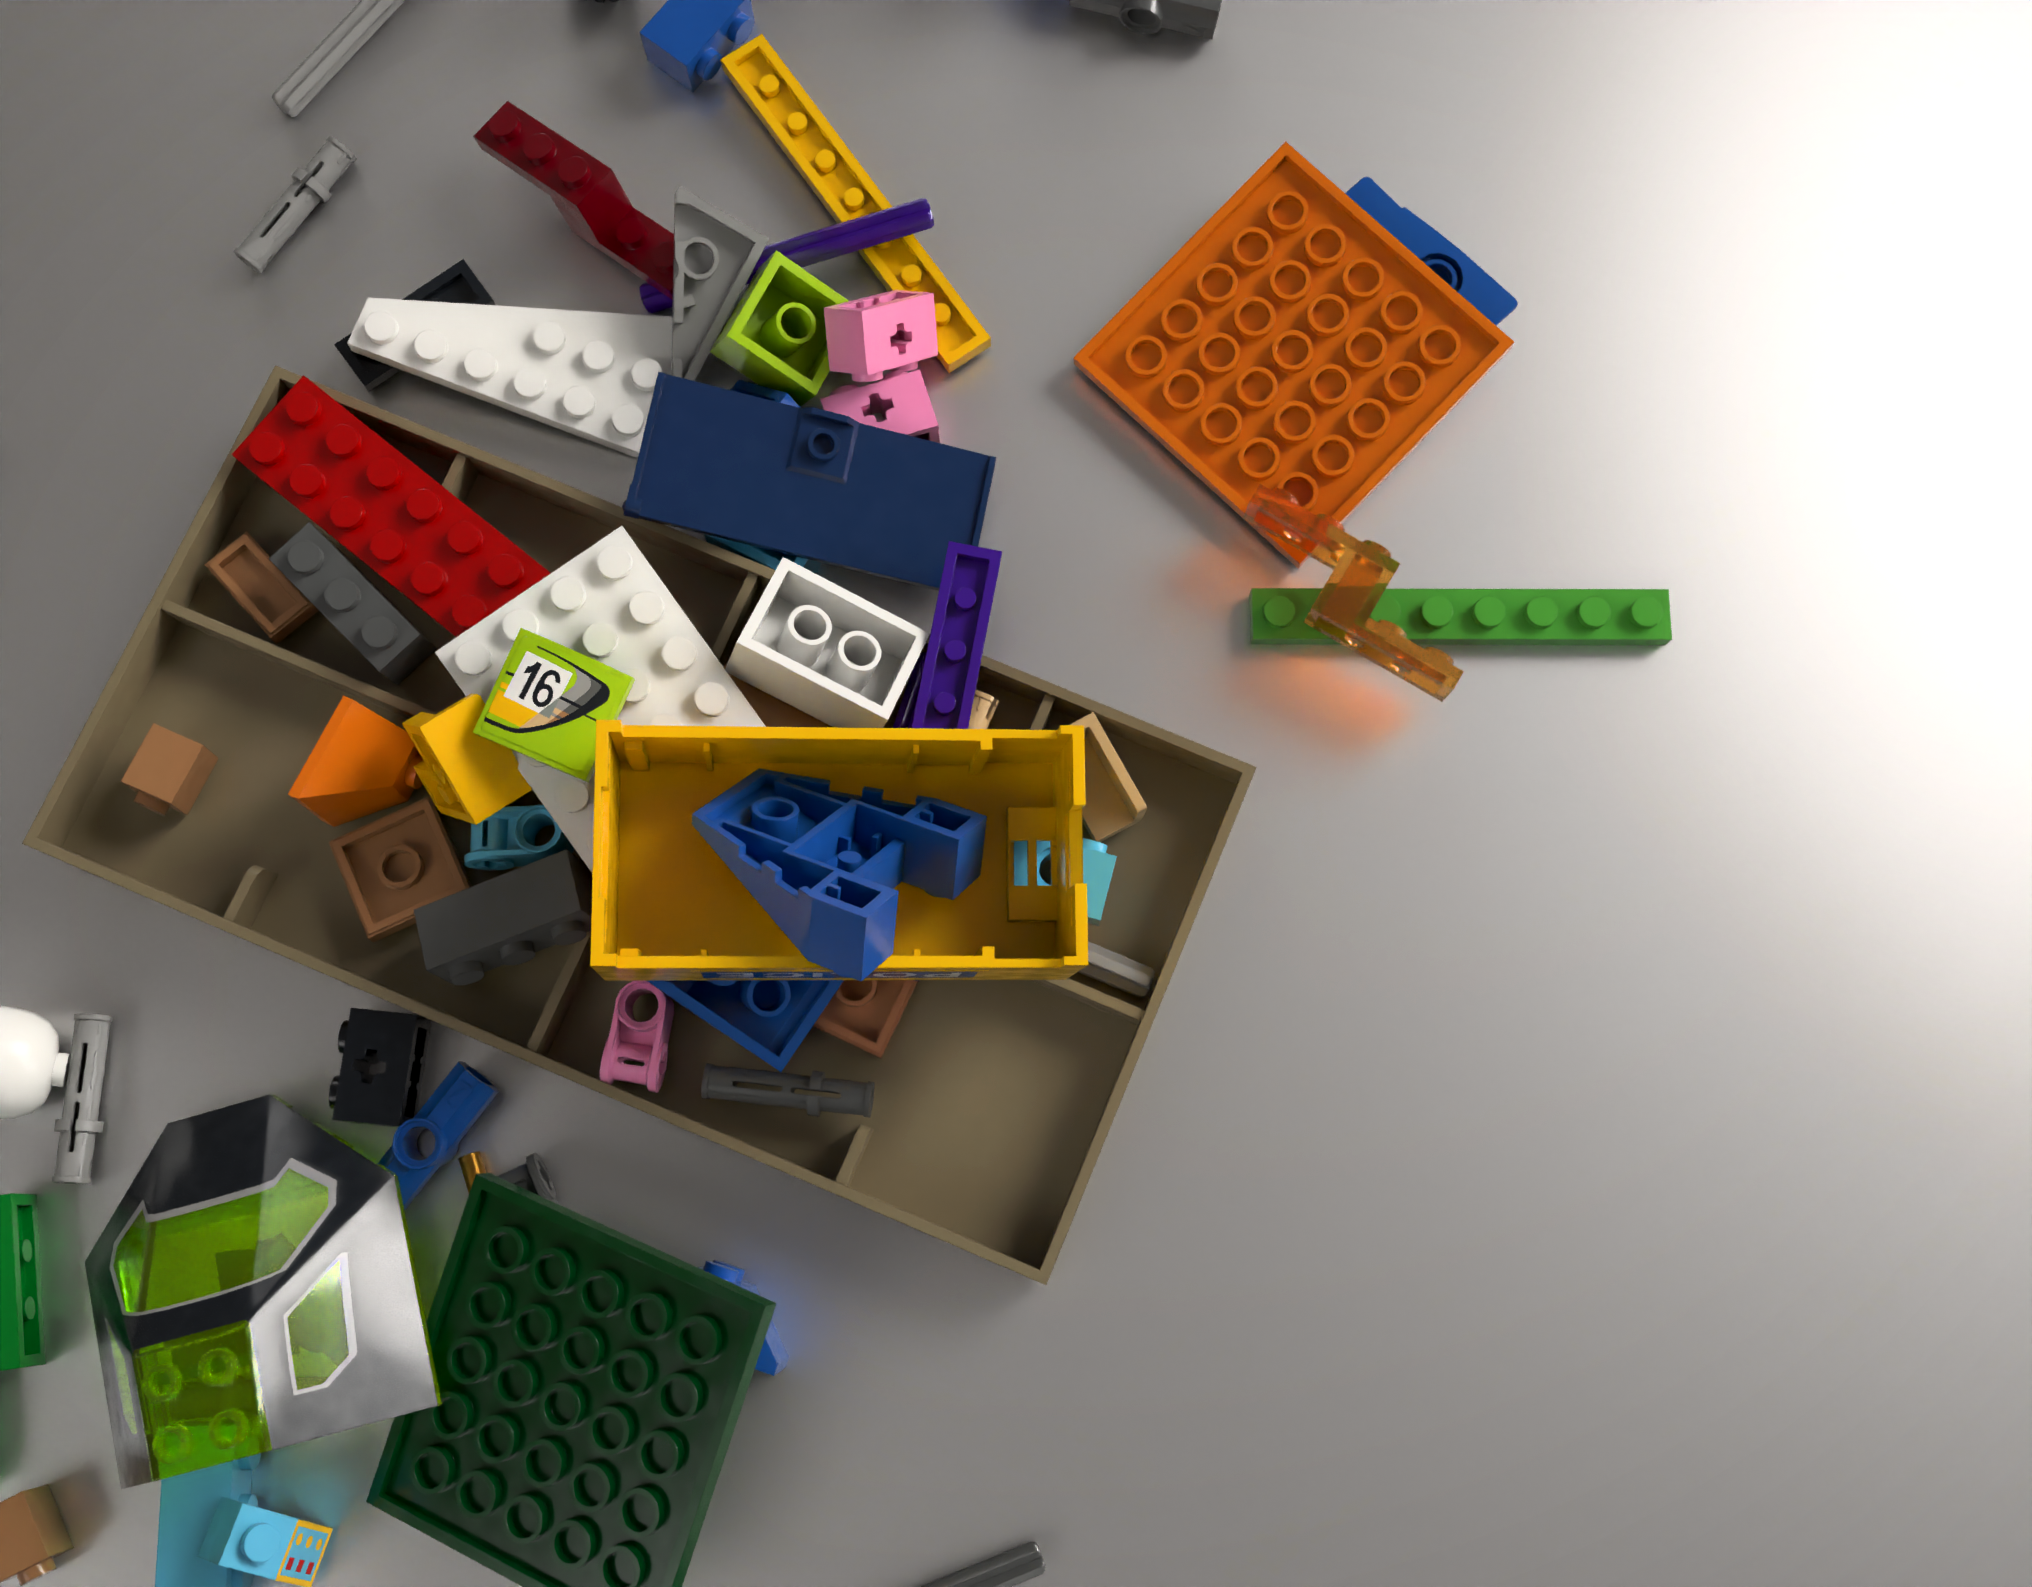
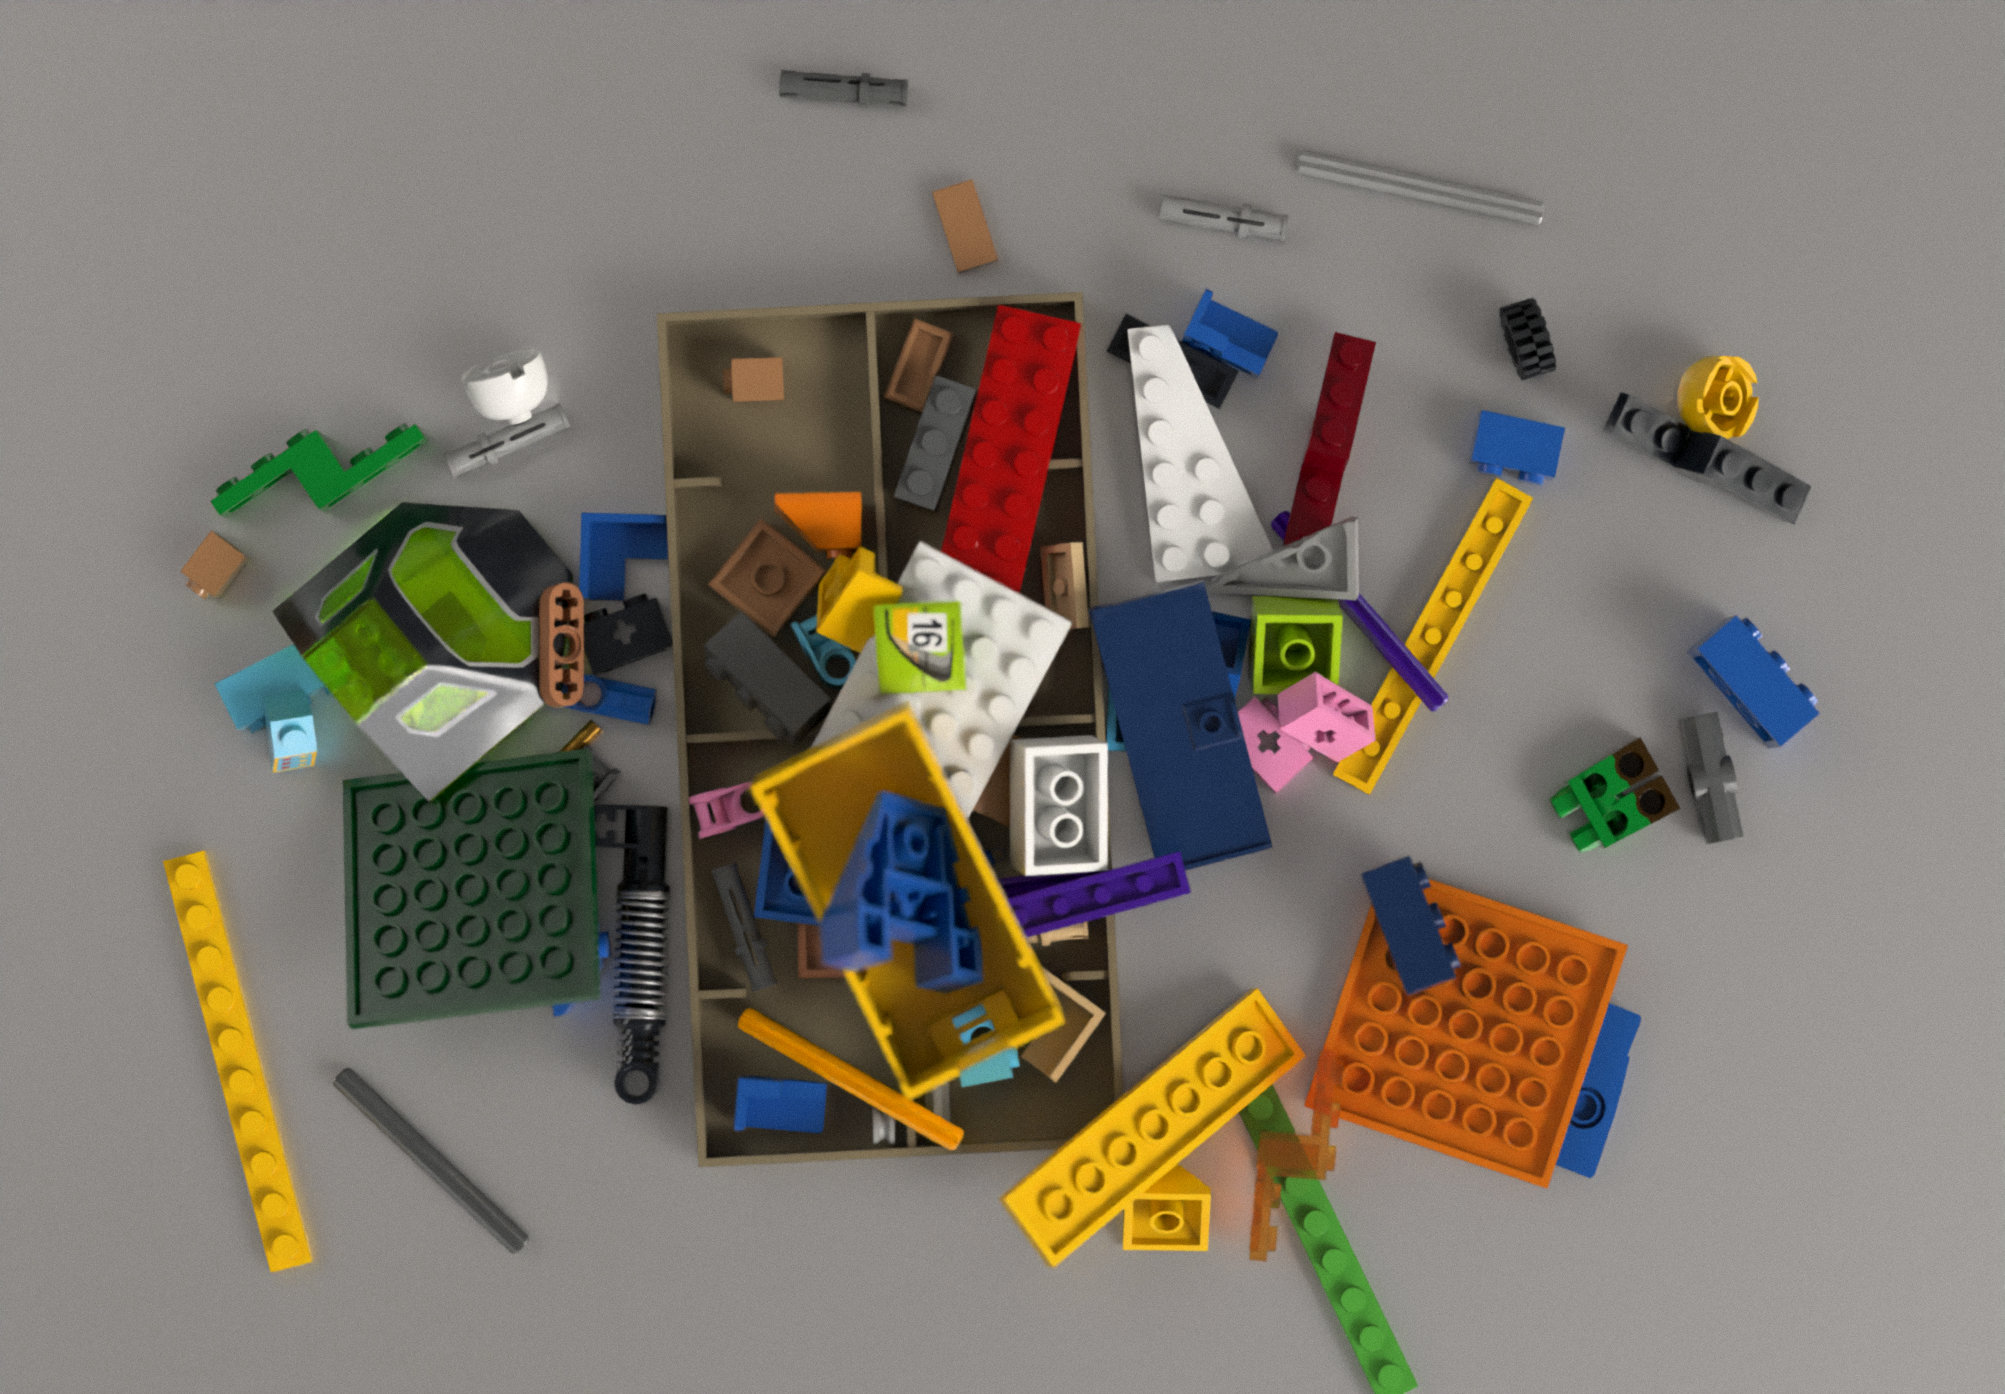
camera: 65 degrees right, 10 degrees up
(148, 474) = (965, 226): none -> medium nougat tile
(265, 1031) = (606, 545): none -> blue panel
(349, 1168) = (574, 632): none -> nougat beam
(413, 259) = (1229, 336): none -> blue panel
(569, 529) = (1065, 582): none -> tan plate
(698, 1198) = (641, 940): none -> black piece
(1018, 1147) = (780, 1104): none -> blue panel
(1028, 1048) = (850, 1079): none -> light orange axle
(1101, 1037) = (883, 1127): none -> light grey bush
(1121, 115) = (1602, 801): none -> green hips
(1155, 340) = (1411, 925): none -> dark blue brick
(1253, 736) = (1152, 1127): none -> yellow plate
(1341, 767) = (1169, 1215): none -> yellow slope

